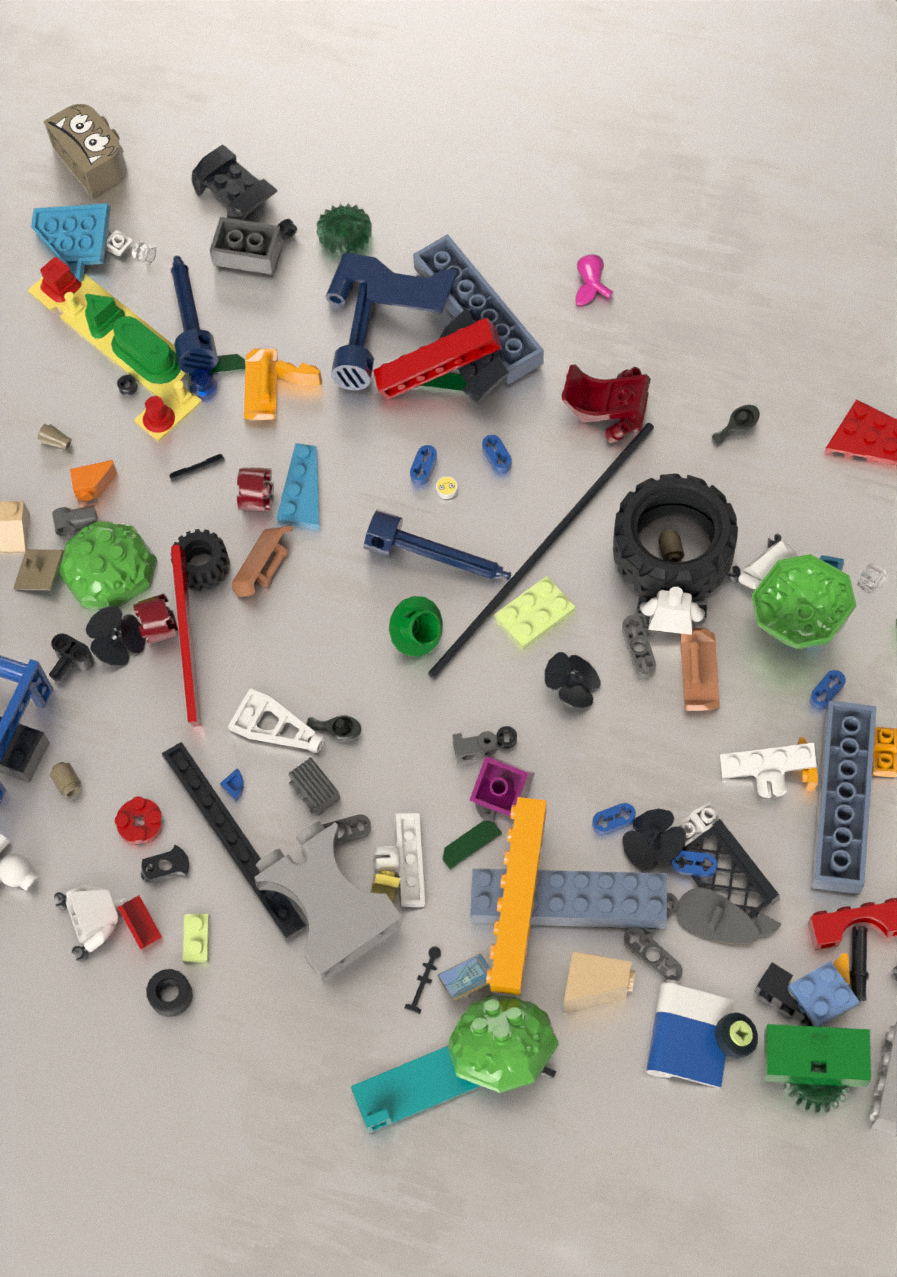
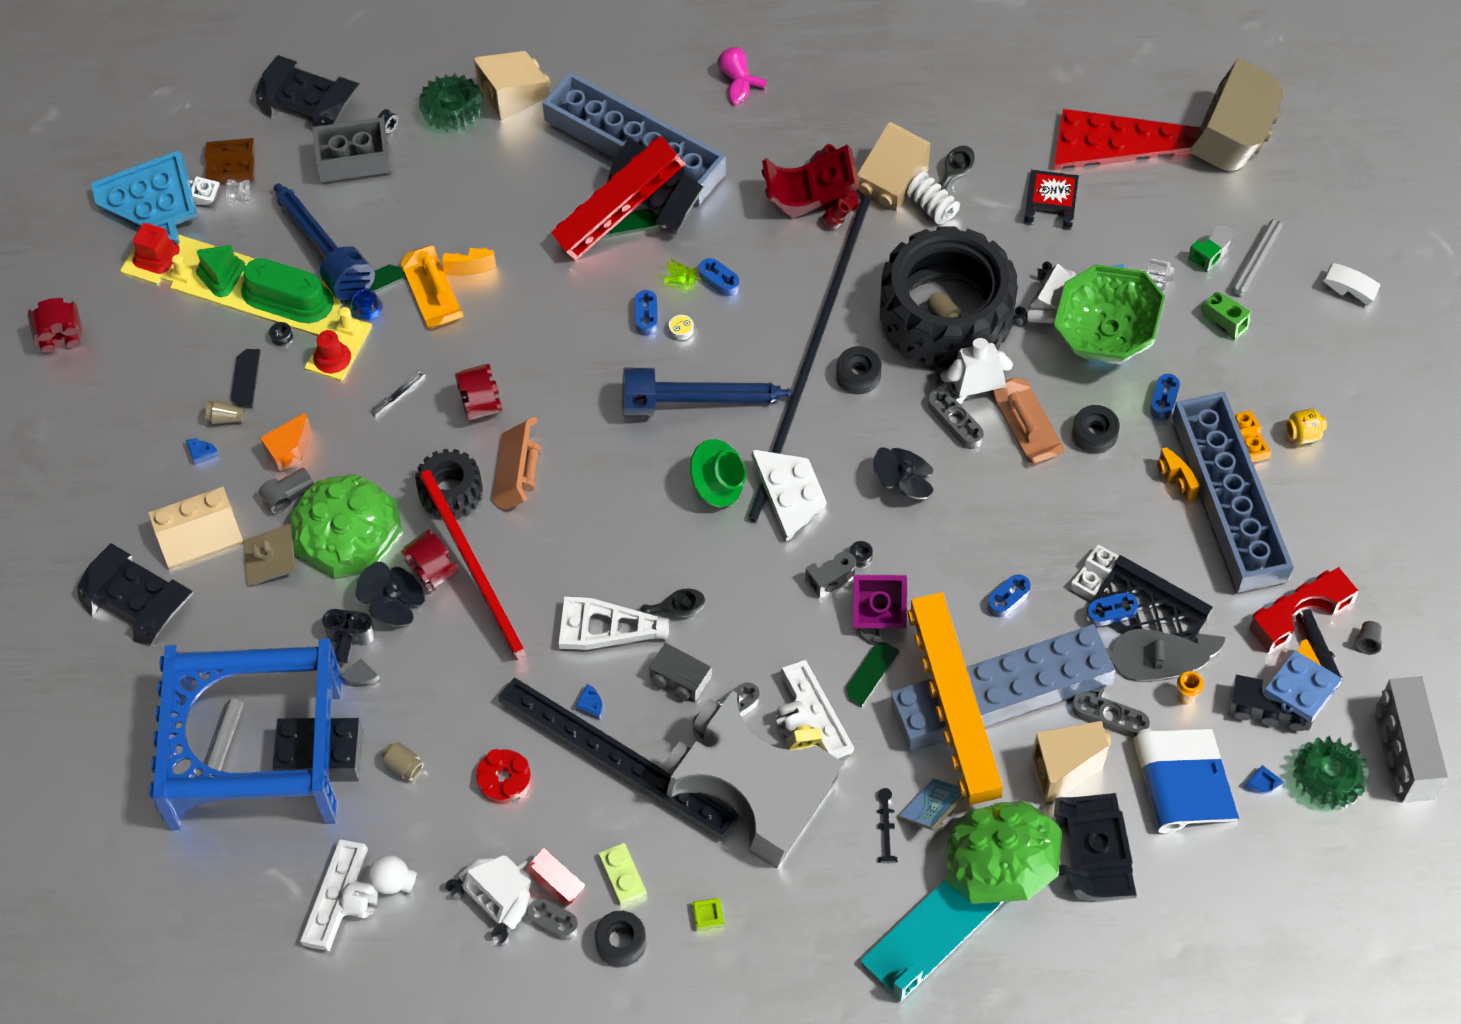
camera: 25 degrees left, 5 degrees down
(25, 462) = (201, 450): none -> blue tile
(66, 694) = (360, 674): none -> dark grey tile
(85, 413) = (245, 378): none -> black piece
(88, 147) = (125, 101): dark tan brick -> none
(121, 958) = (549, 924): none -> dark grey beam
(150, 223) = (230, 160): none -> reddish brown slope
(176, 857) = (543, 821): black piece -> none
(248, 998) = (708, 914): none -> lime tile
(300, 494) = (525, 381): dark azure wing -> none
(353, 362) = (526, 230): dark blue piece -> none
(389, 287) = (529, 143): dark blue door -> none
(400, 226) = (511, 82): none -> tan slope
(471, 443) = (684, 274): none -> clear neon green piece
(472, 661) = (790, 489): none -> white wing
(534, 612) = (832, 421): yellowish green plate -> none
(579, 564) = (858, 357): none -> black tyre
(587, 1065) = (1098, 847): none -> black piece
(649, 841) = (1052, 600): black piece -> none
(683, 406) = (893, 166): none -> tan slope
(705, 444) = (931, 199): none -> white piece
(728, 952) = (1189, 687): none -> light orange cone
(732, 1044) = (1232, 760): black wheel -> none
(750, 710) = (1099, 416): none -> black tyre
(754, 1062) = (1264, 782): none -> blue tile
(769, 766) = (1143, 487): white plate -> none
(812, 472) = (1051, 193): none -> flag
(817, 1055) = (1325, 745): green brick -> none

